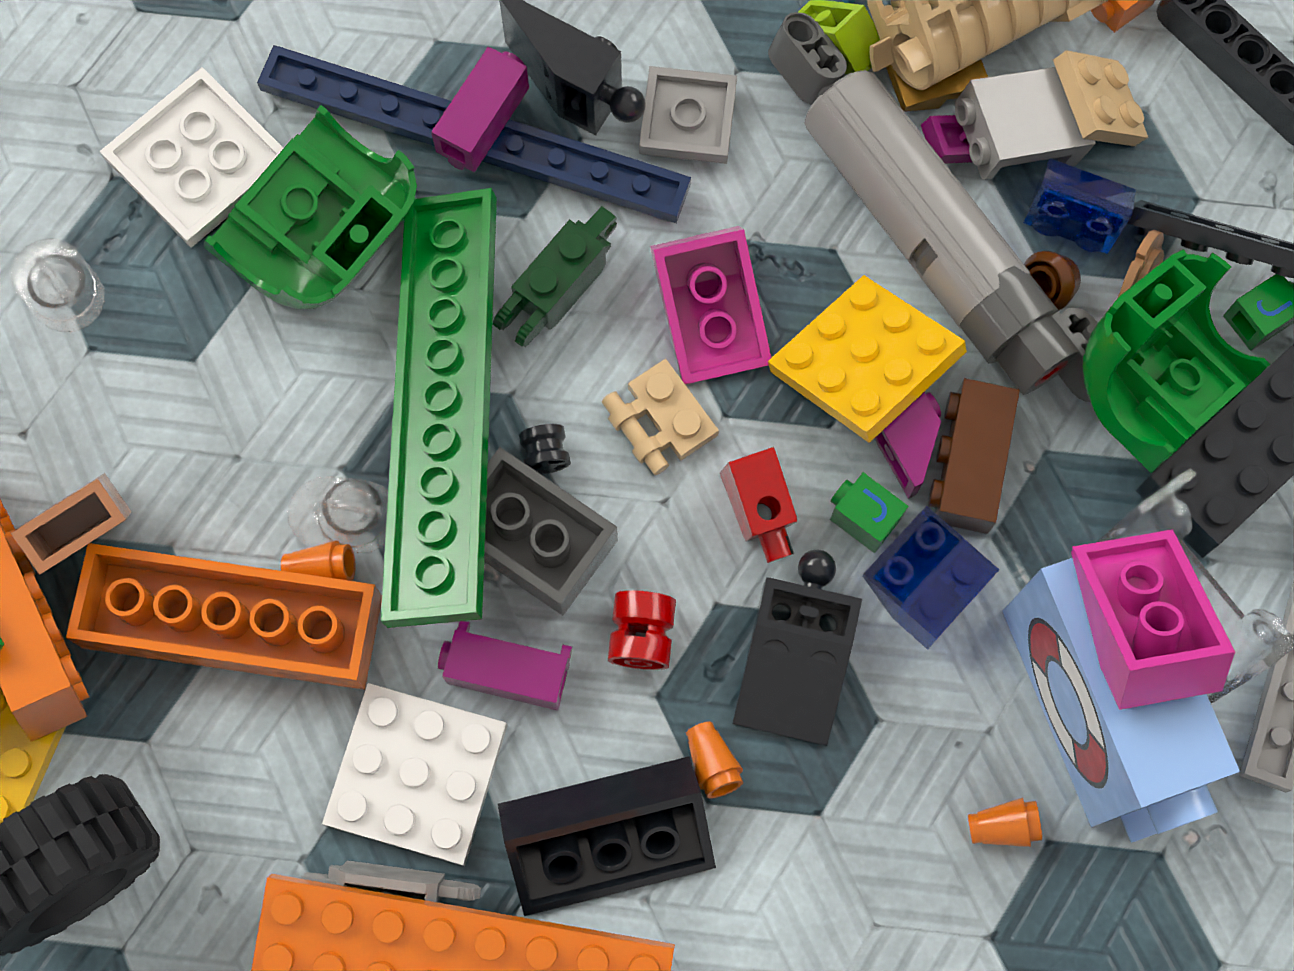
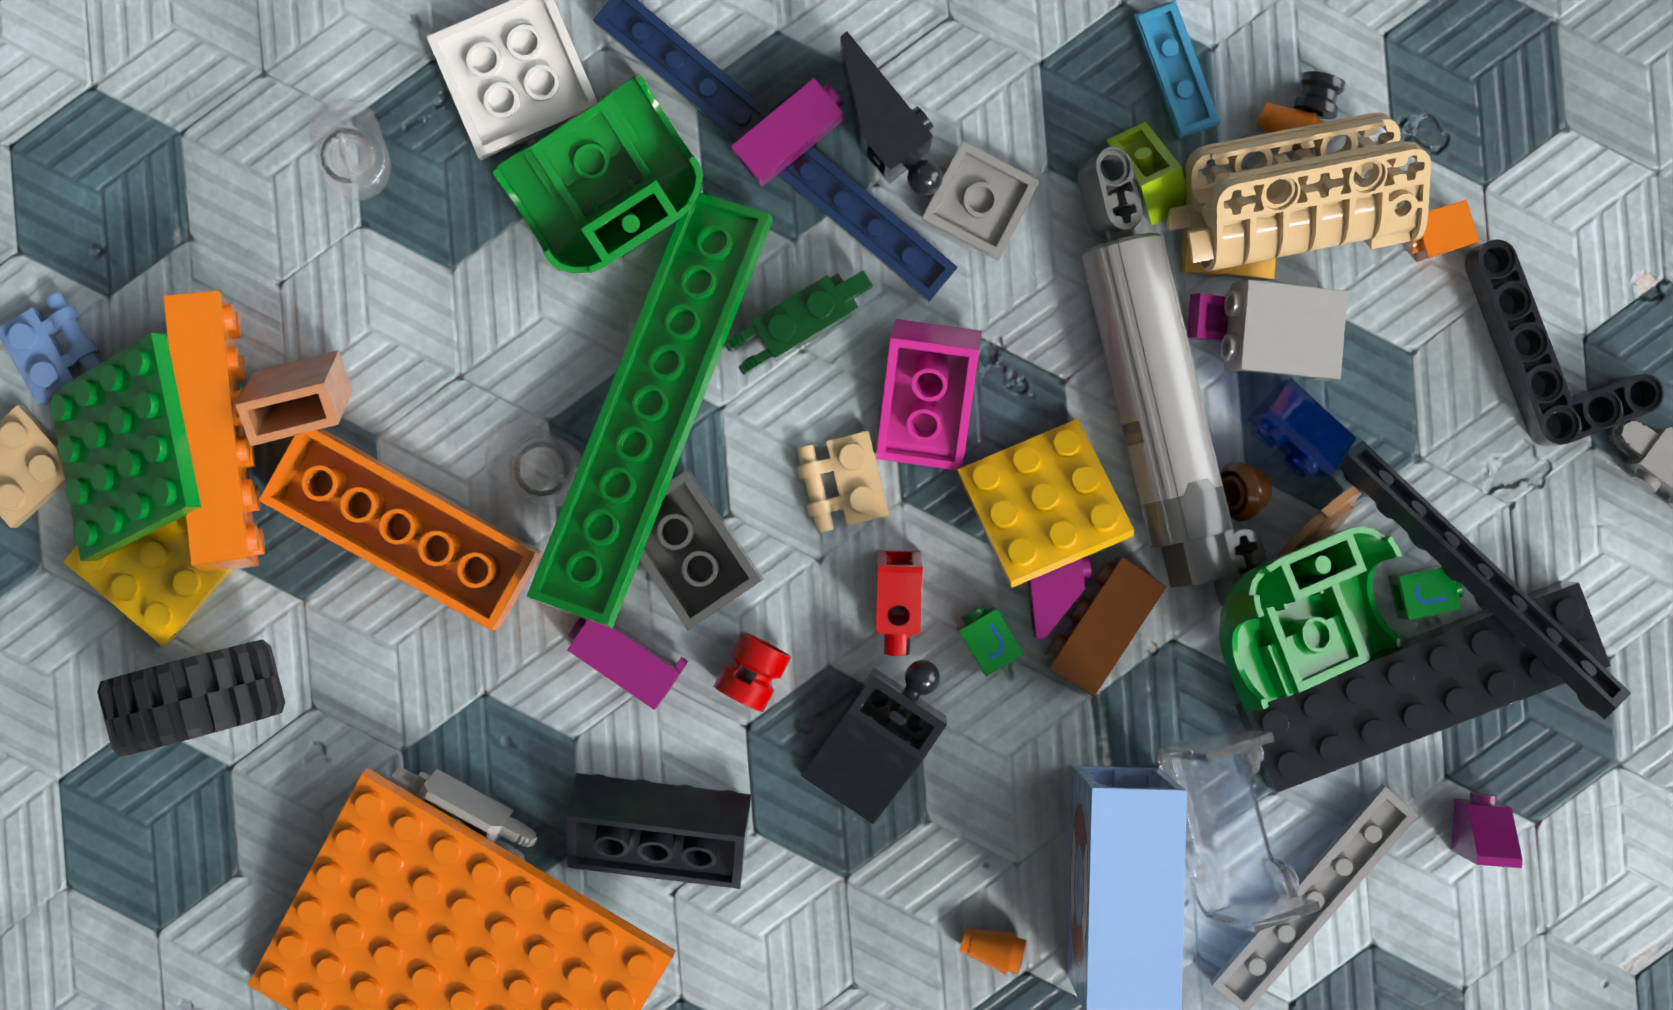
camera: 20 degrees right, 15 degrees up
(323, 560) = (498, 506): orange cone -> none
(415, 774) = (518, 716): white plate -> none
(545, 448) = (729, 475): black wheel -> none
(713, 761) = (770, 802): orange cone -> none
(928, 577) = (1017, 721): clear blue slope -> none
(1100, 98) = (1366, 334): tan plate -> none
(1151, 620) = (1160, 869): dark pink slope -> none

